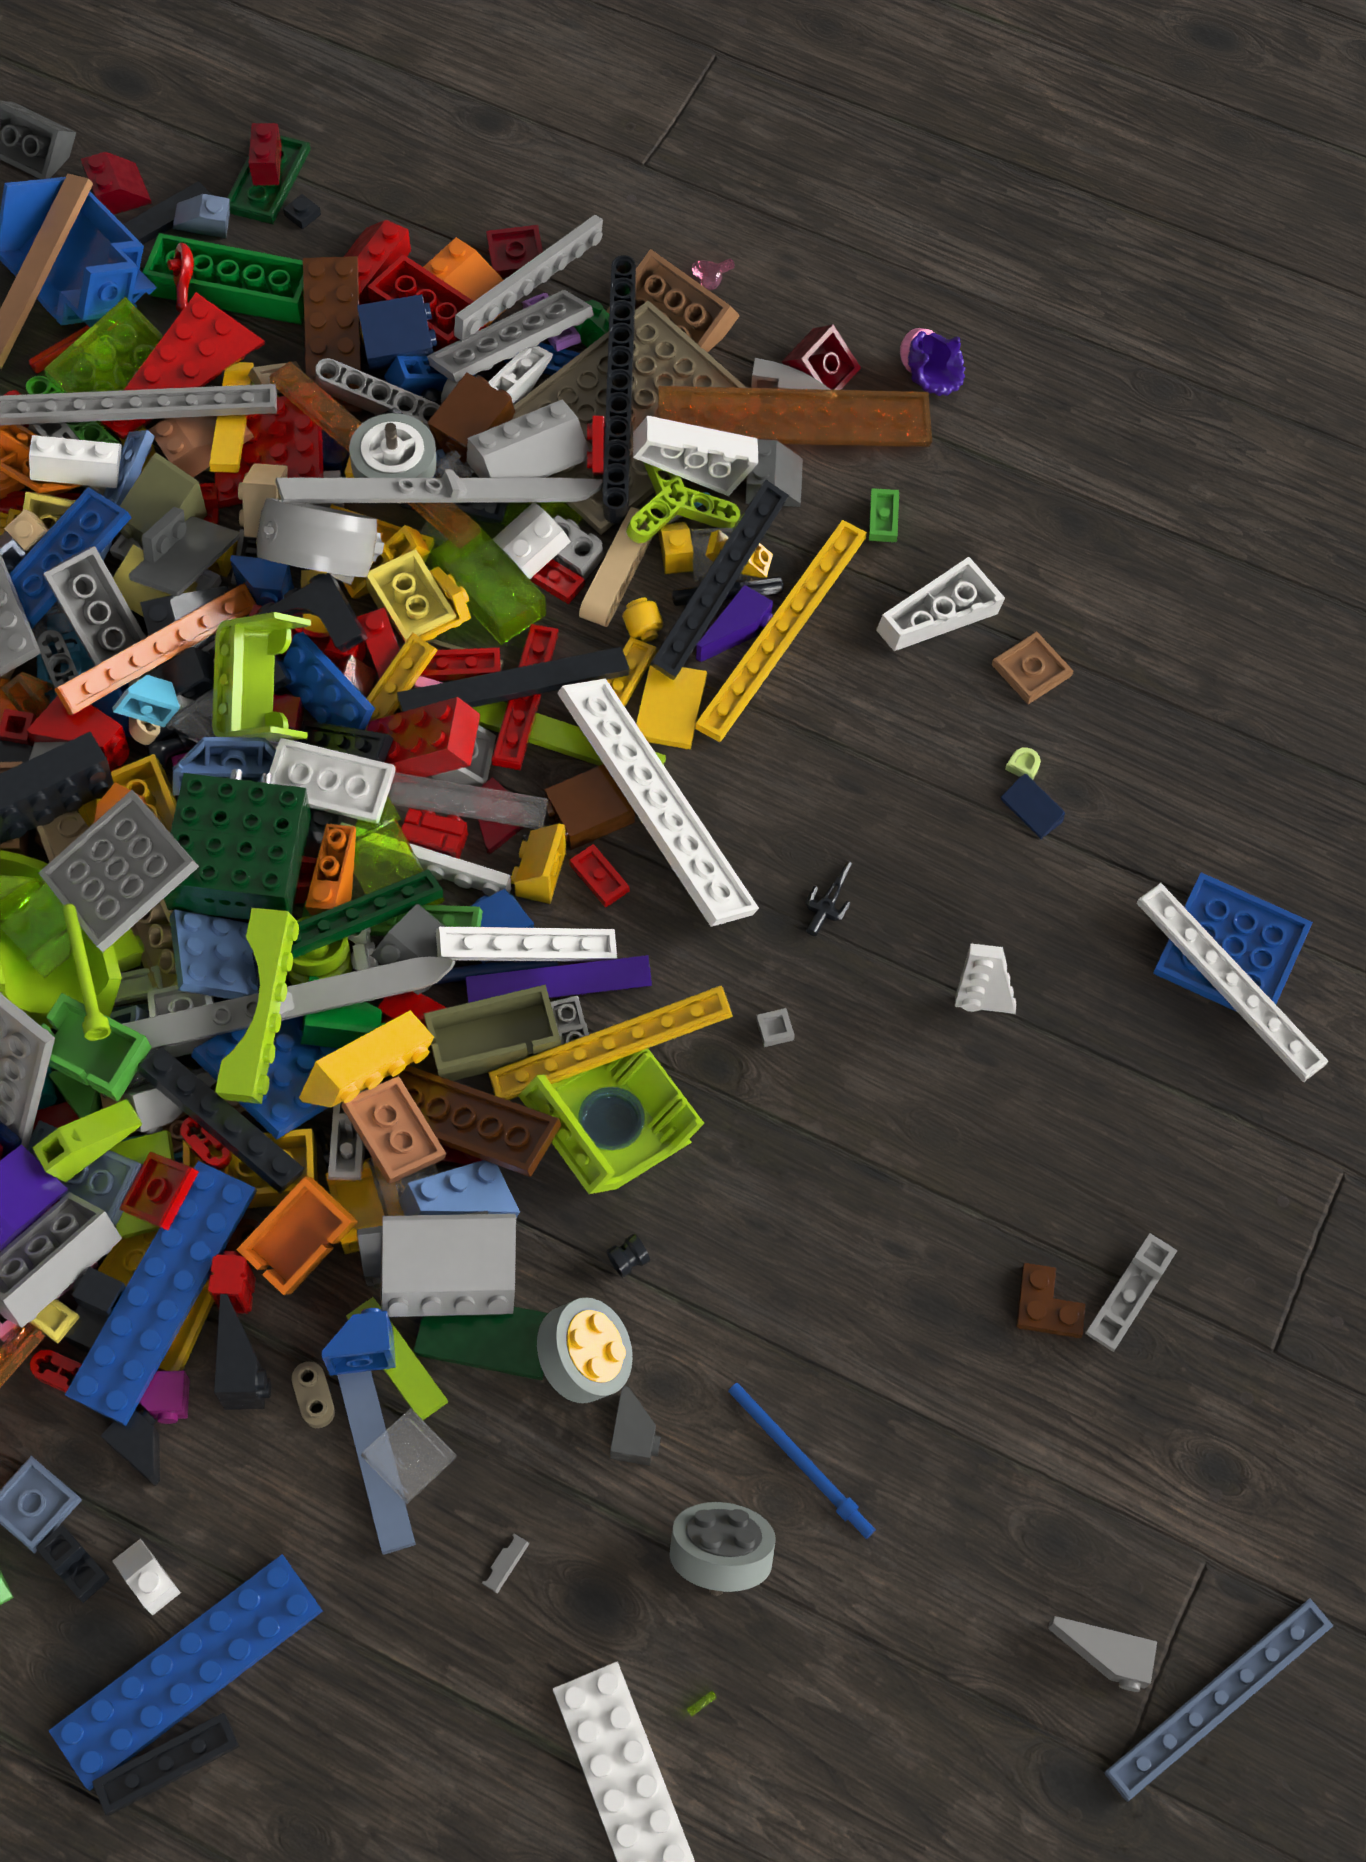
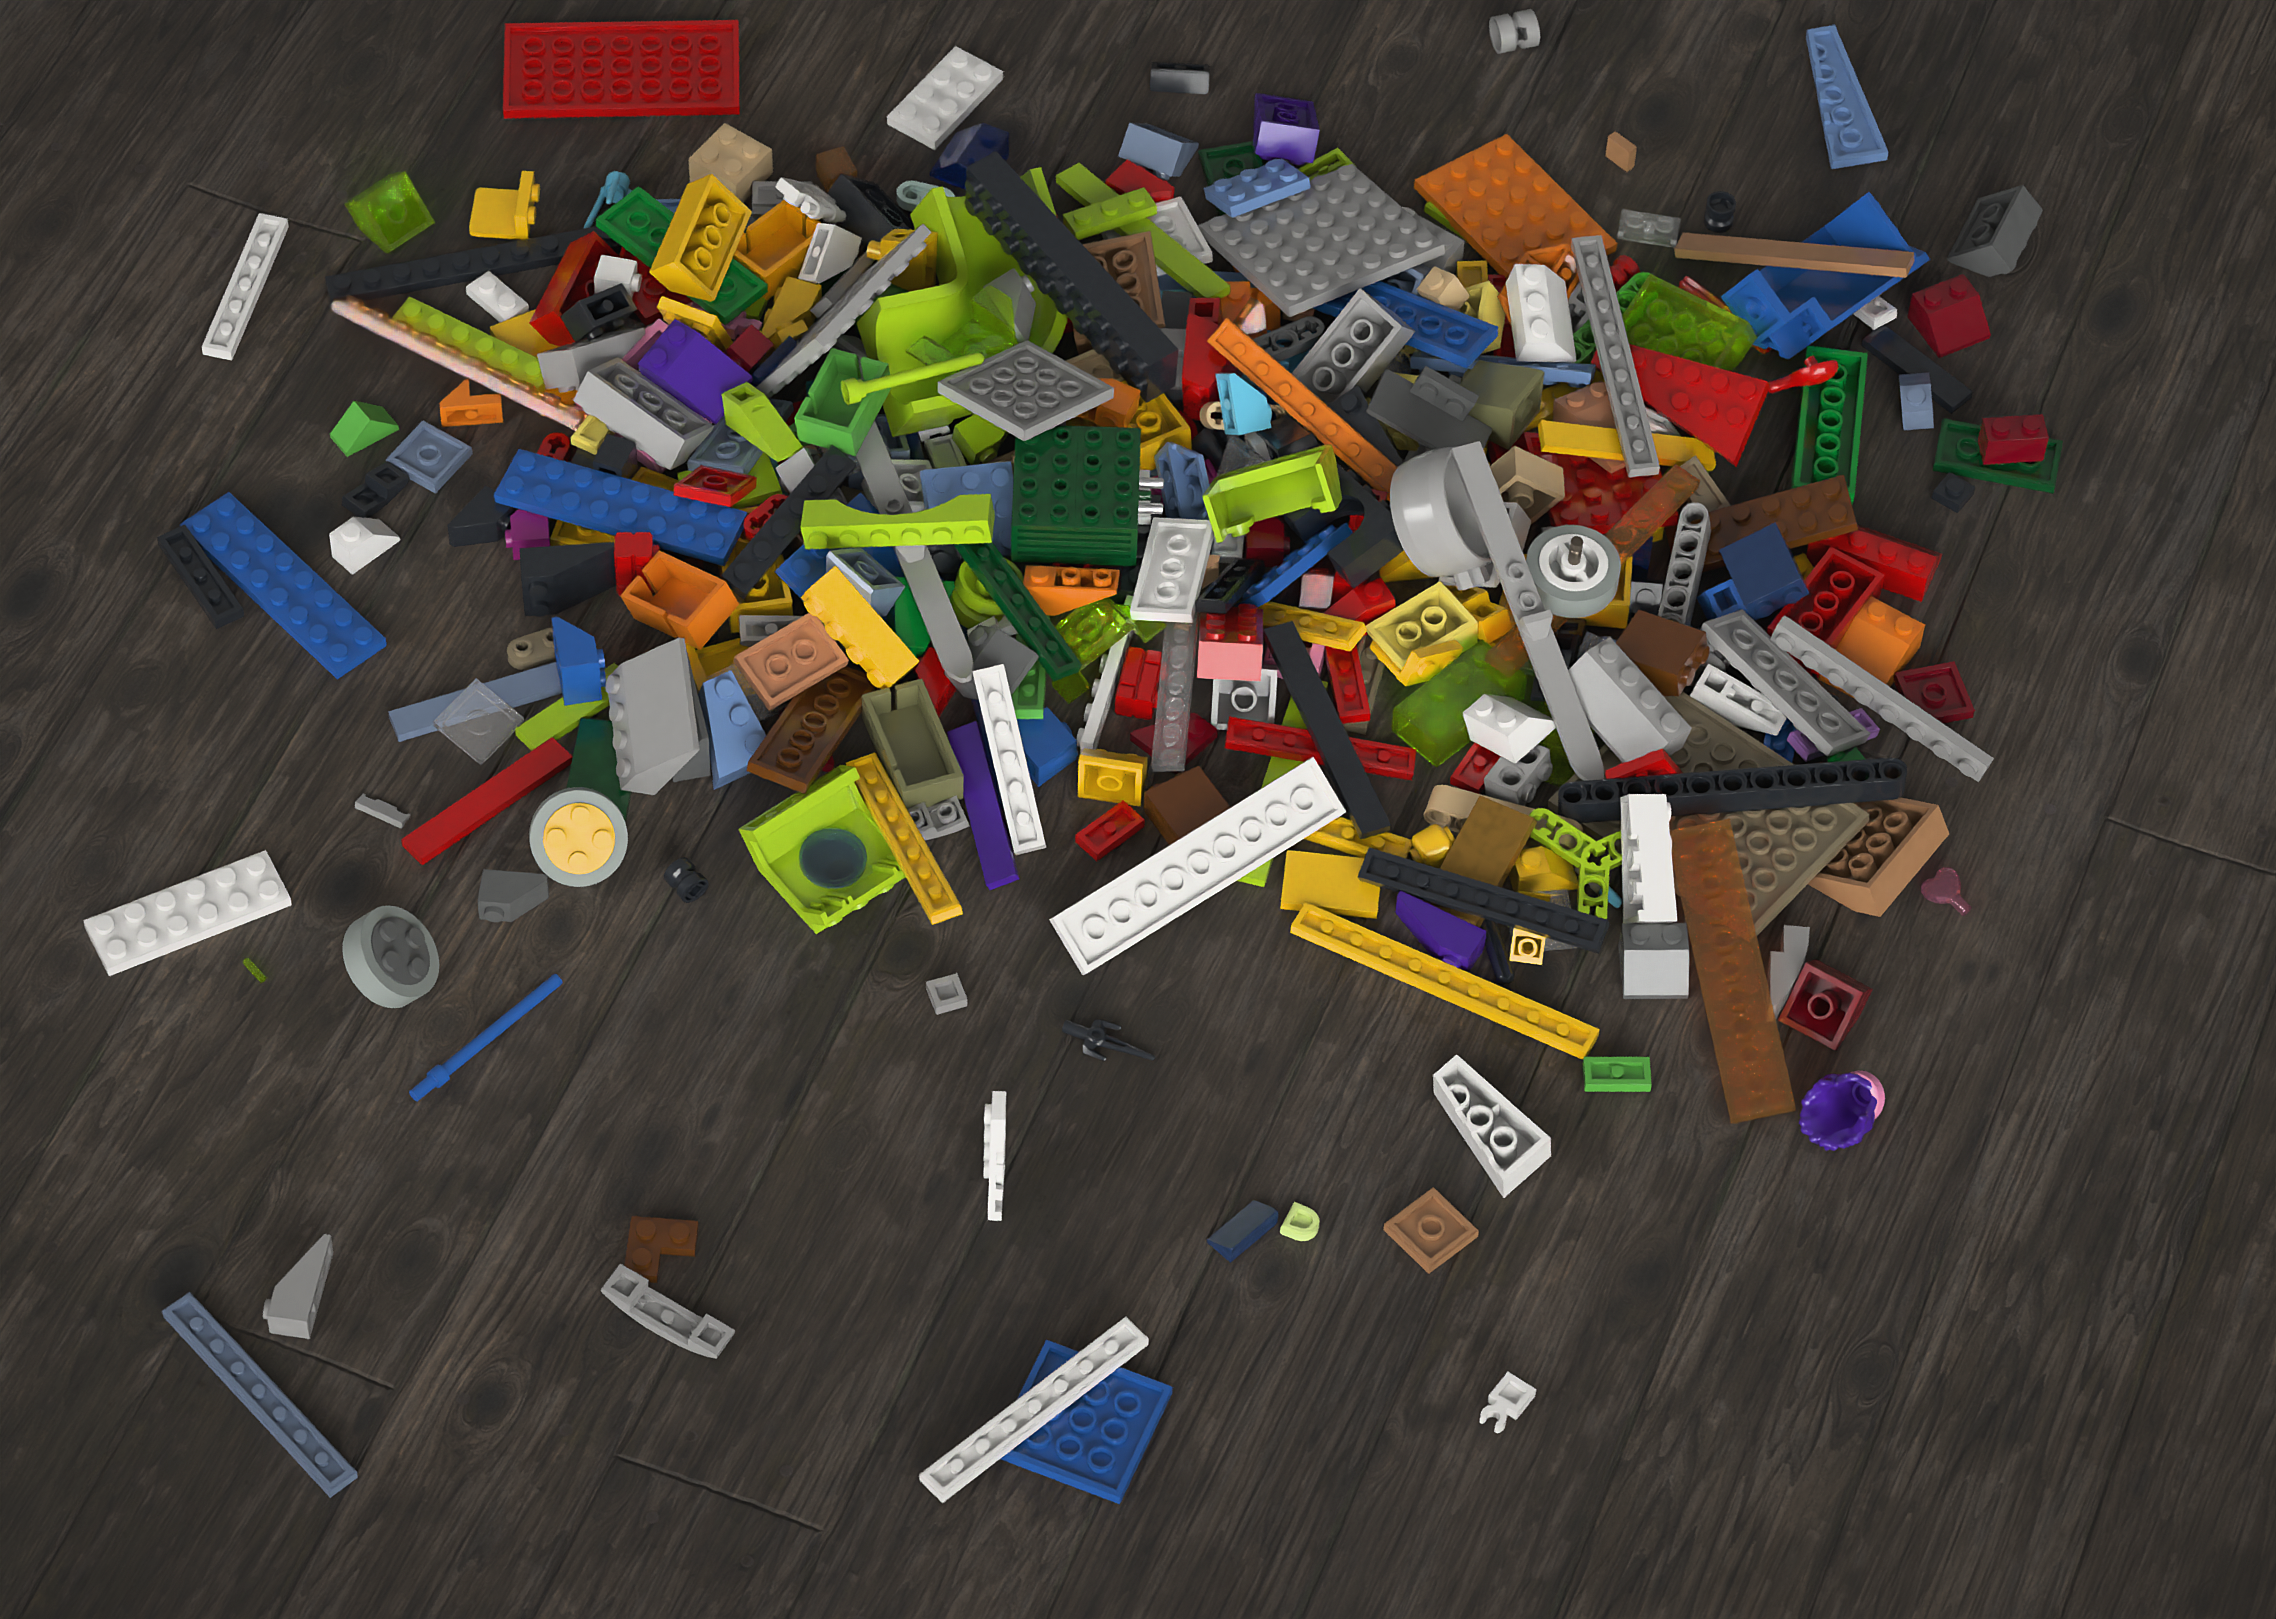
camera: 85 degrees right, 10 degrees down
(312, 1043) = (867, 576): none -> sand blue slope
(507, 1453) = (487, 801): none -> red tile
(663, 573) = (1487, 847): none -> pearl gold tile
(1203, 626) = (1507, 1398): none -> white plate

